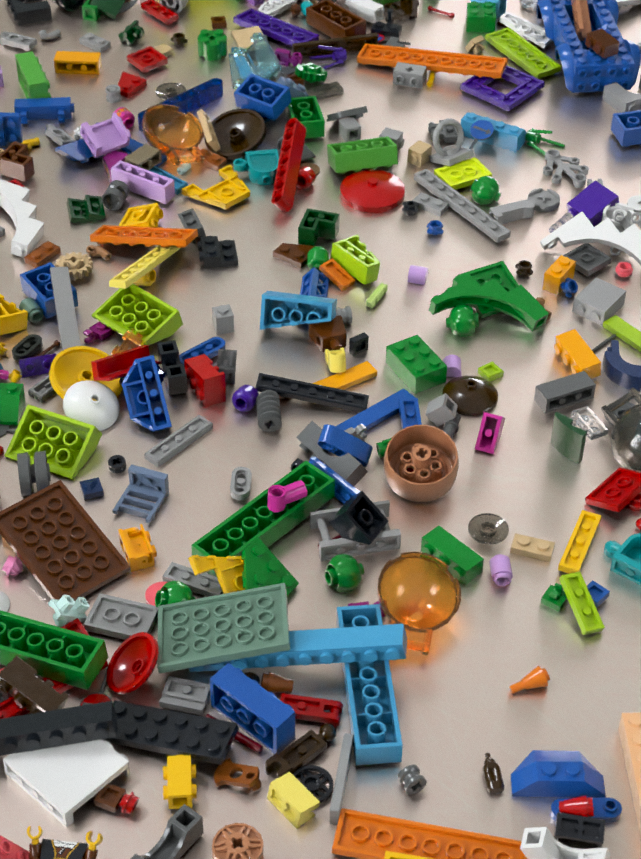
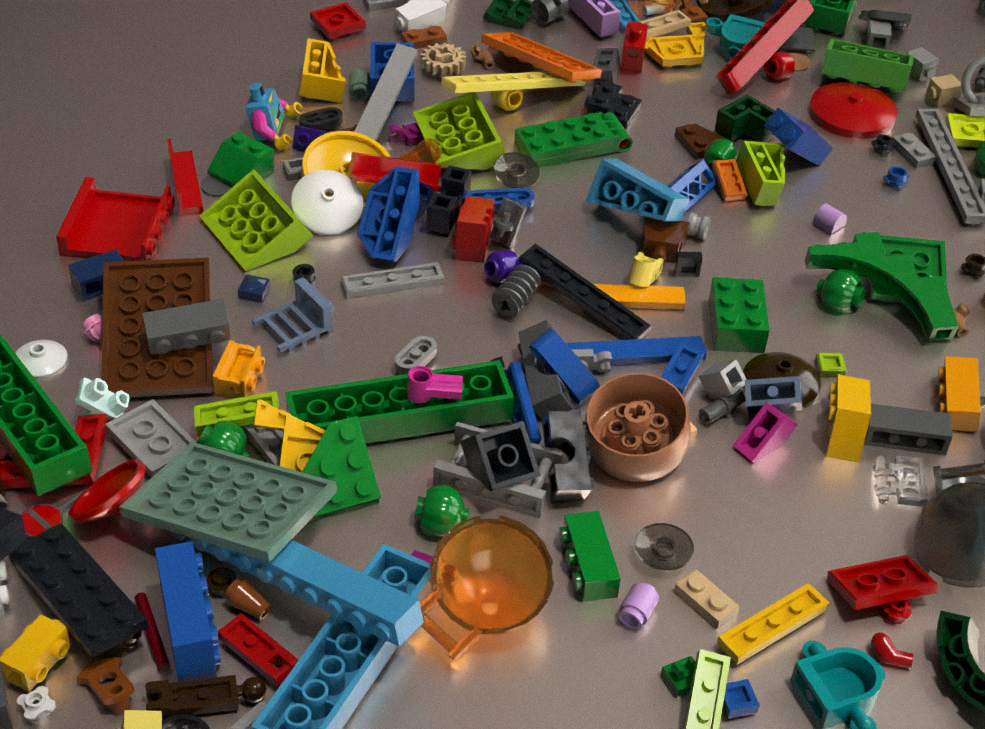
camera: 30 degrees right, 0 degrees up
(33, 473) = (199, 238): dark grey wheel -> none
(87, 533) = (186, 326): none -> dark grey brick
(143, 216) = (561, 38): yellow plate -> none
(170, 570) = (237, 410): none -> lime plate
(185, 695) = (134, 558): light grey plate -> none
(197, 327) = (516, 170): none -> clear smoke dish
(201, 197) = (636, 40): none -> red torso
(203, 179) = (666, 23): none -> tan tile
(208, 815) = (37, 711): none -> white plate
(212, 289) = (572, 138): none -> green hinge
(223, 319) = (552, 174): light grey brick -> none
(361, 225) = (798, 136): none -> blue brick
(377, 294) = (759, 221): yellowish green axle -> none
(386, 487) = (567, 433): none -> arch
(453, 365) = (784, 337): lavender brick -> none
(475, 407) = (779, 392): none -> sand blue brick
(529, 399) = (848, 417): none -> yellow wedge
(568, 438) = (859, 485): dark green slope -> none

